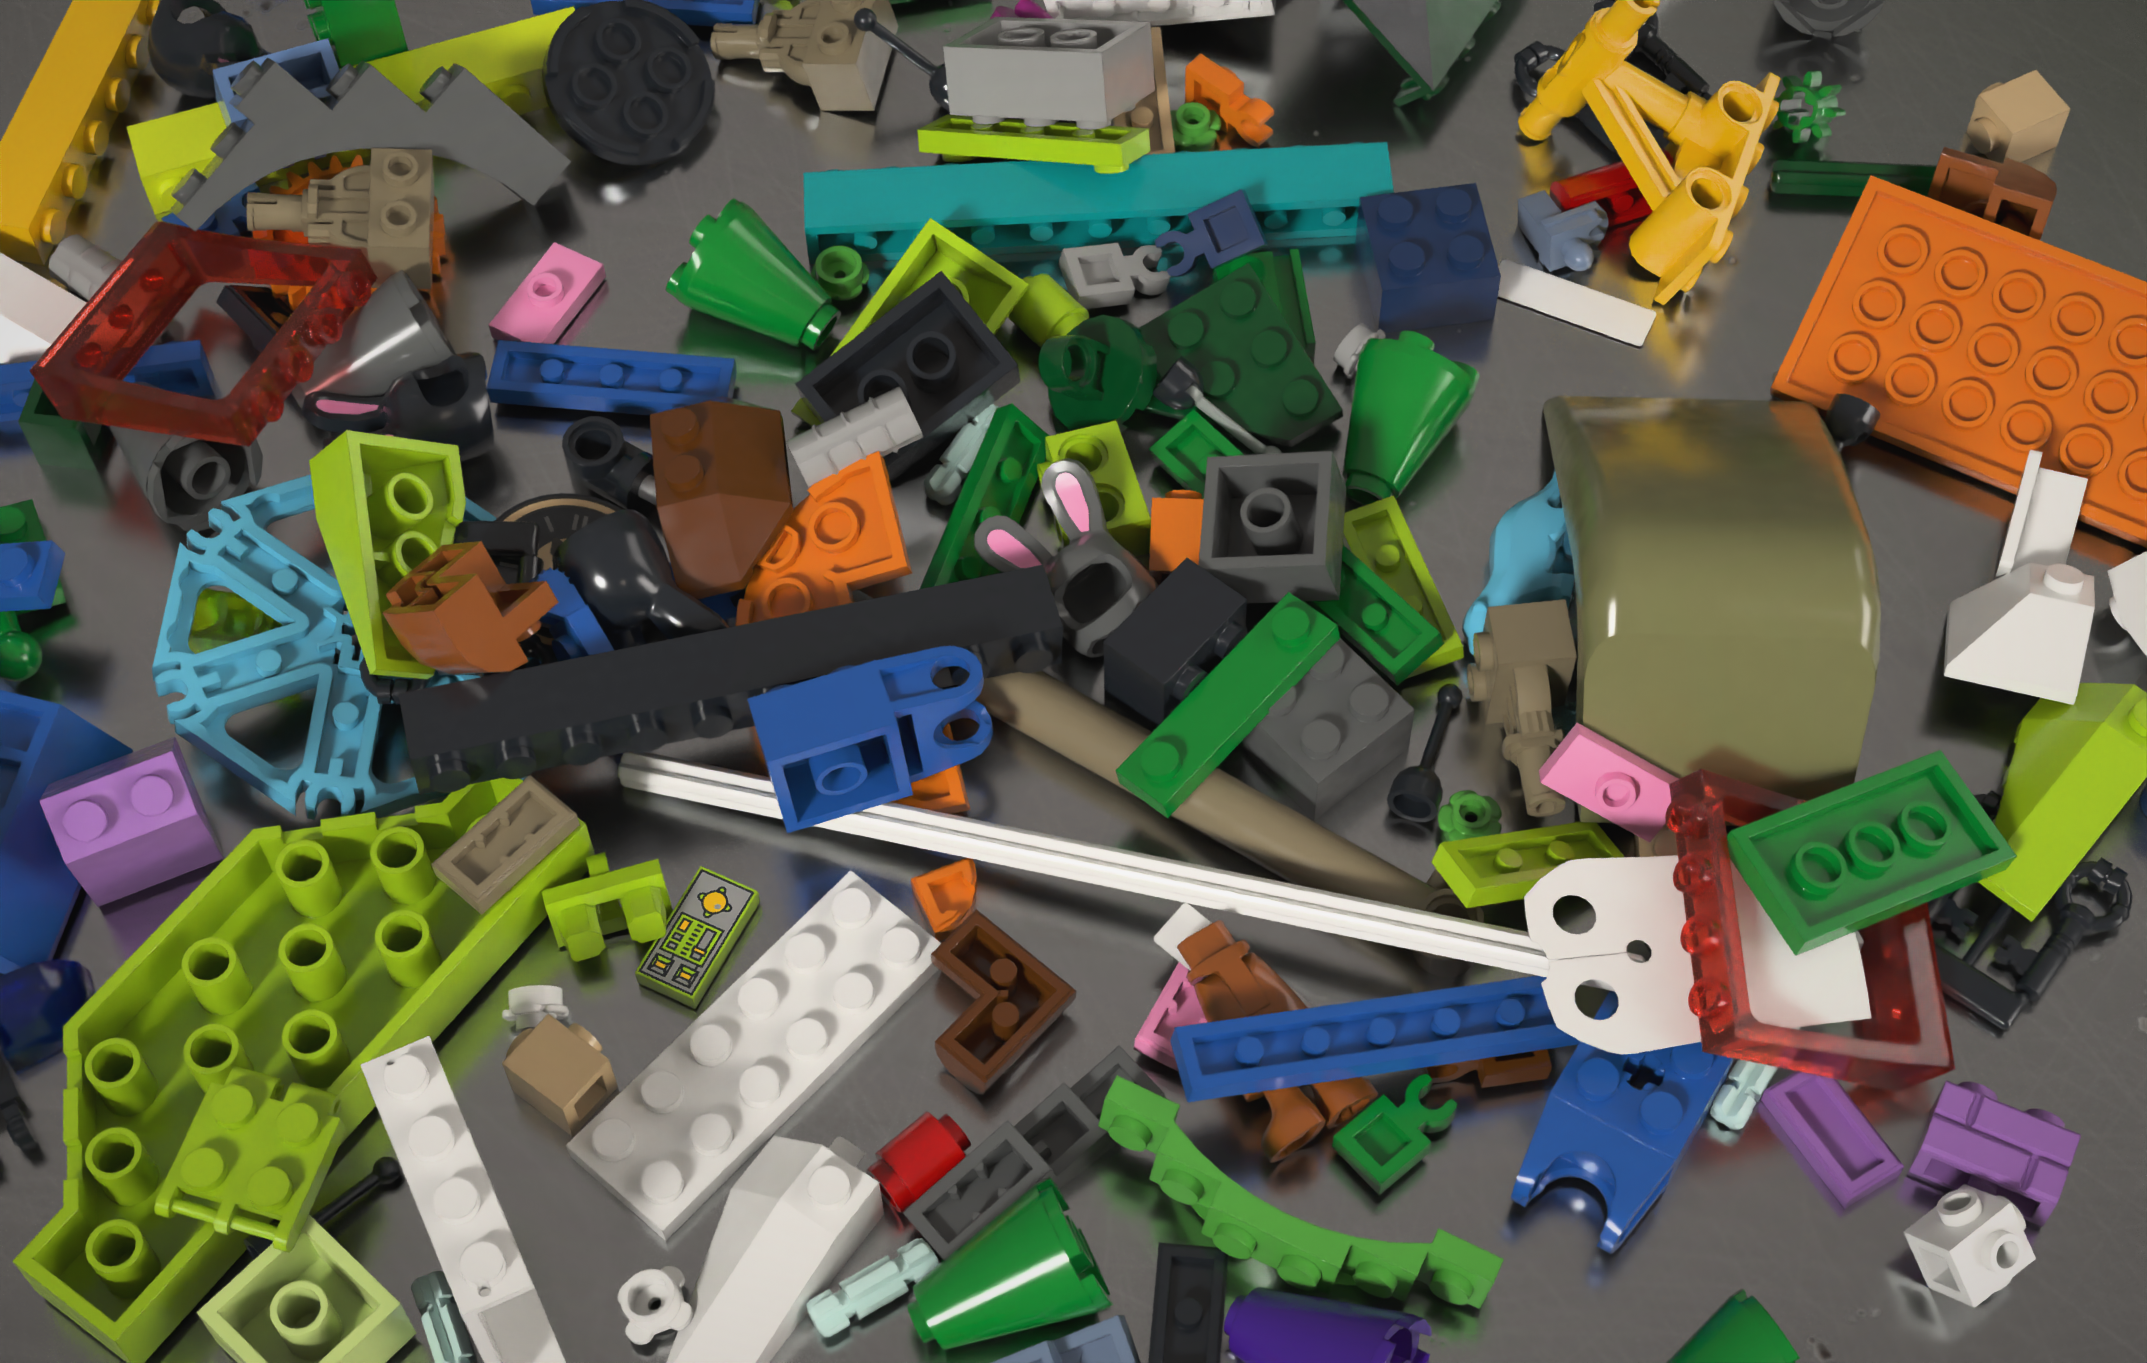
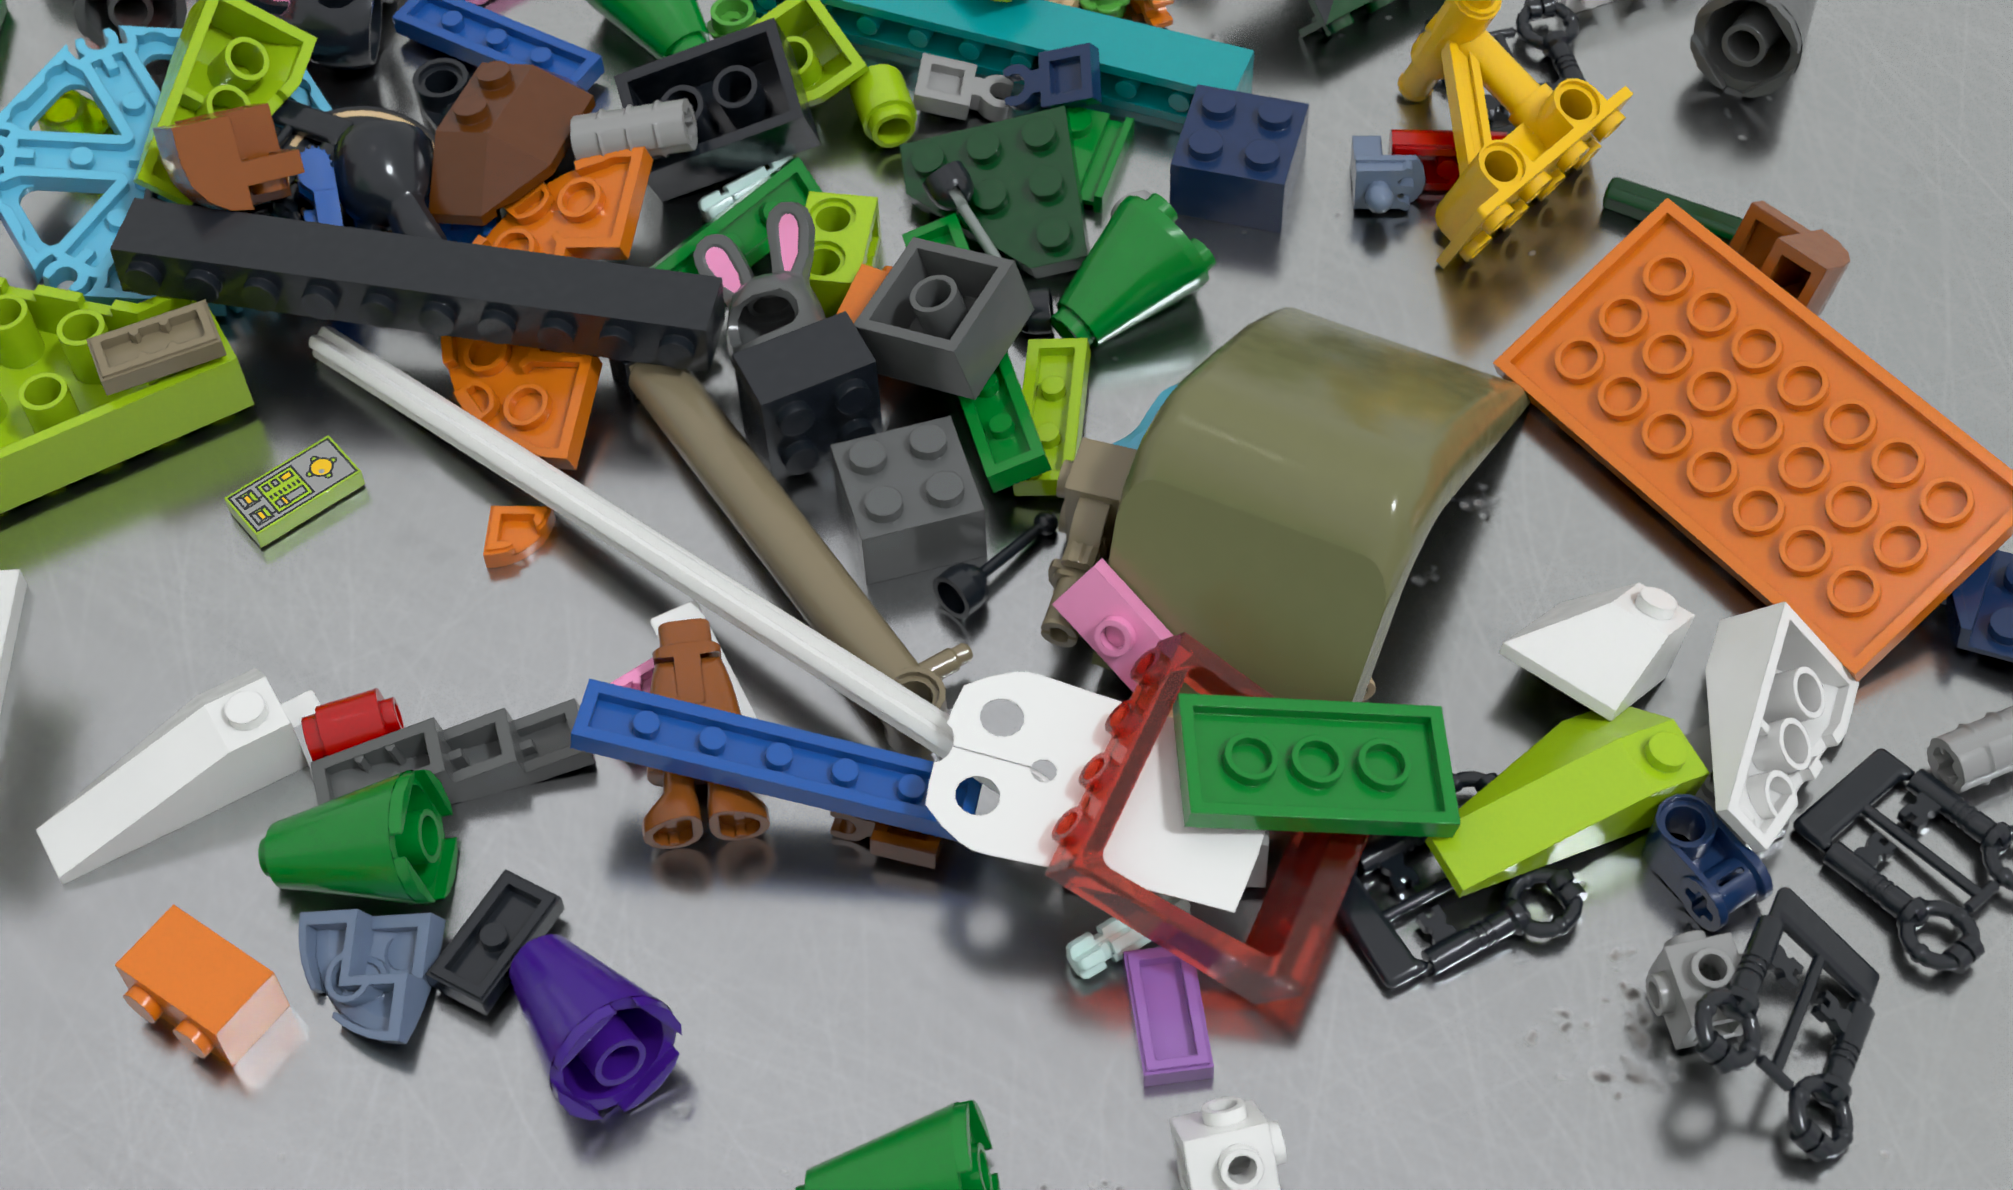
camera: 25 degrees right, 5 degrees down
(532, 1003) = (130, 498): white plate -> none
(560, 1072) = (115, 552): tan brick -> none
(575, 911) = (254, 450): lime hips -> none
(645, 1289) = (73, 758): white plate -> none
(756, 1055) = (284, 599): white plate -> none
(866, 733) = (490, 361): blue brick -> none
(871, 1287) = (245, 816): light aqua axle -> none
(1012, 1003) = (505, 634): reddish brown brick -> none
(1098, 372) = (890, 158): dark green tile -> none
(1227, 704) = (820, 447): green plate -> none
(1297, 1249) = (606, 915): bright green piece -> none
(1389, 1139) = (758, 863): green plate -> none
(1467, 802) = (998, 643): bright green plate -> none
(1511, 863) = (959, 657): lime plate -> none
(1574, 303) = (1361, 241): white sticker -> none
(1621, 1135) = (967, 926): blue brick -> none
(1824, 104) = (1669, 140): green gear -> none
(1850, 420) = (1540, 412): black hinge -> none
(1996, 1149) = (1305, 1084): medium lavender brick -> none
(2017, 119) = (1870, 211): tan brick -> none
(2041, 517) = (1678, 548): white panel -> none

